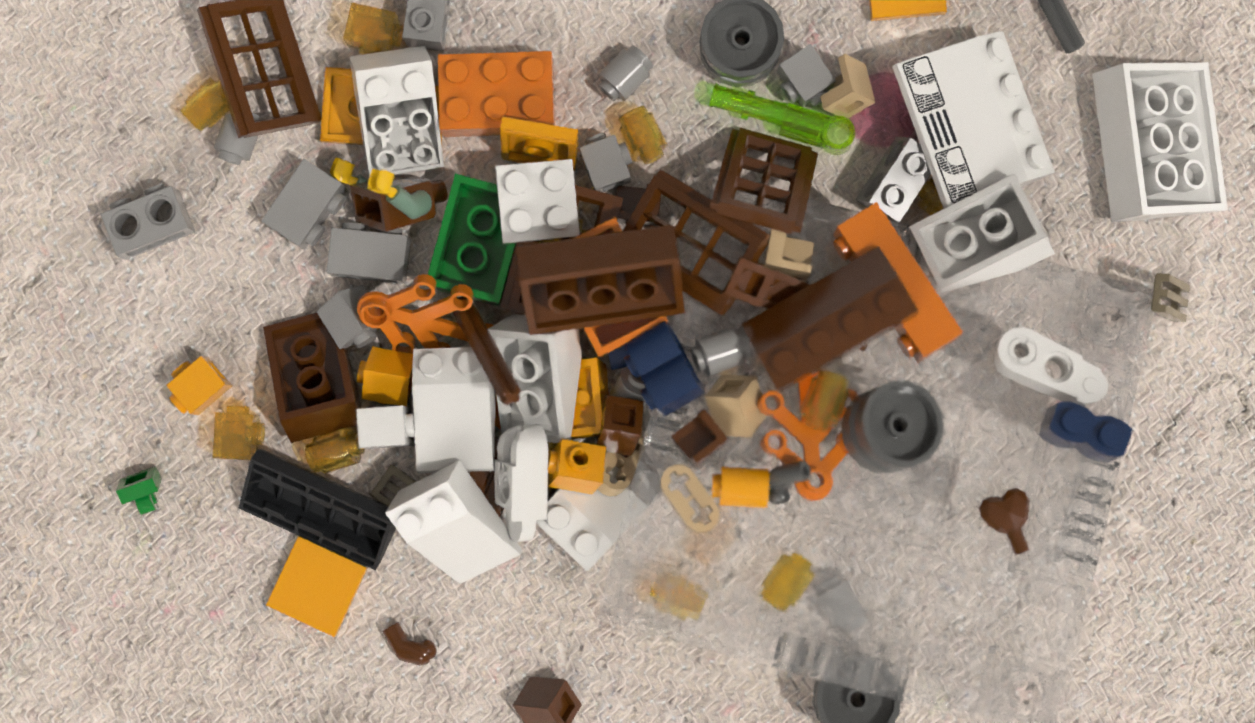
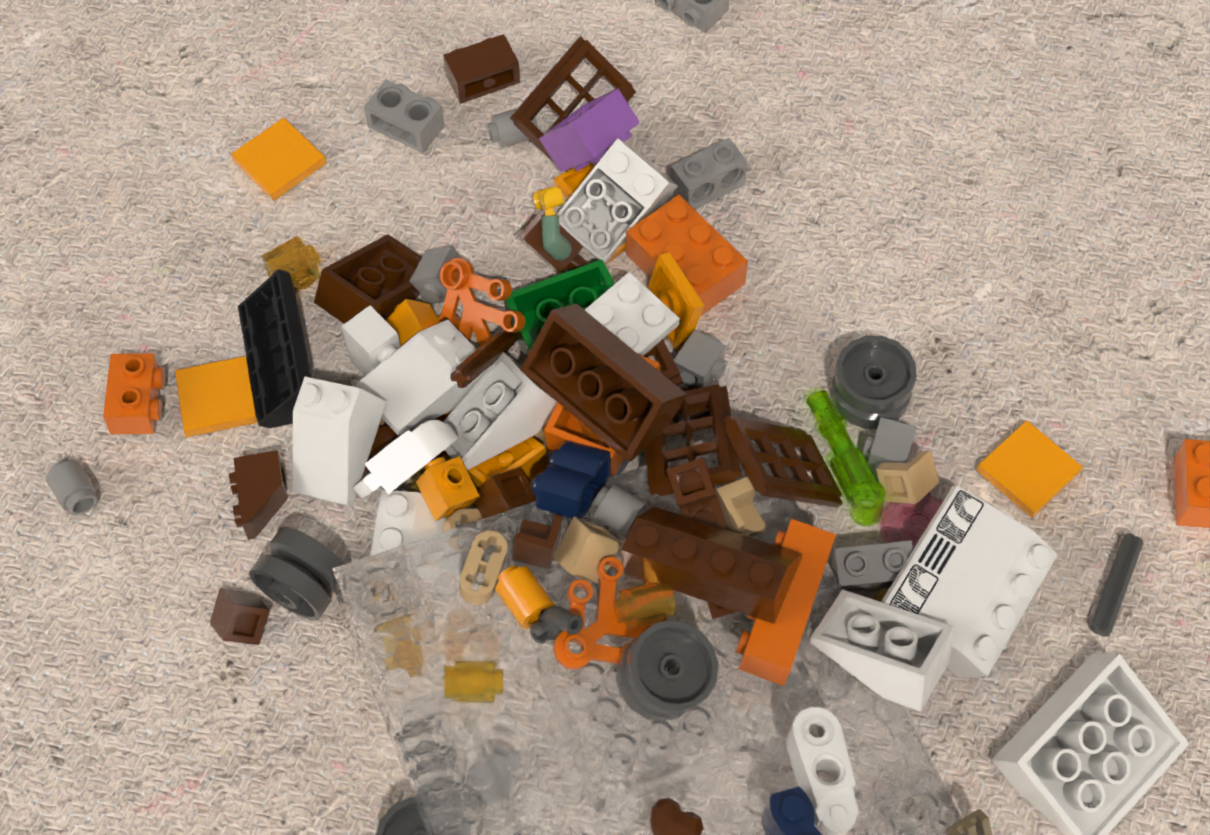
camera: 50 degrees right, 25 degrees down
(102, 365) = (278, 158): none -> light orange tile
(140, 488) = (202, 236): green tile -> none
(148, 114) = (482, 68): none -> reddish brown brick
(197, 385) = (310, 219): light orange brick -> none
(205, 105) = (513, 93): clear yellow brick -> none
(265, 662) = (133, 393): none -> orange brick
(305, 205) = (498, 196): light grey brick -> none
(312, 80) = (590, 131): none -> medium lavender brick
(333, 451) = (326, 333): clear yellow brick -> none
(368, 254) = (495, 254): light grey brick -> none
(372, 29) = (660, 148): clear yellow brick -> none
(409, 650) = (211, 489): reddish brown arm -> none
(442, 611) = (260, 490): none -> reddish brown slope
(558, 641) = (297, 573): none -> dark grey wheel
(625, 73) = (777, 328): light grey brick -> none
(642, 135) = (743, 371): clear yellow brick -> none

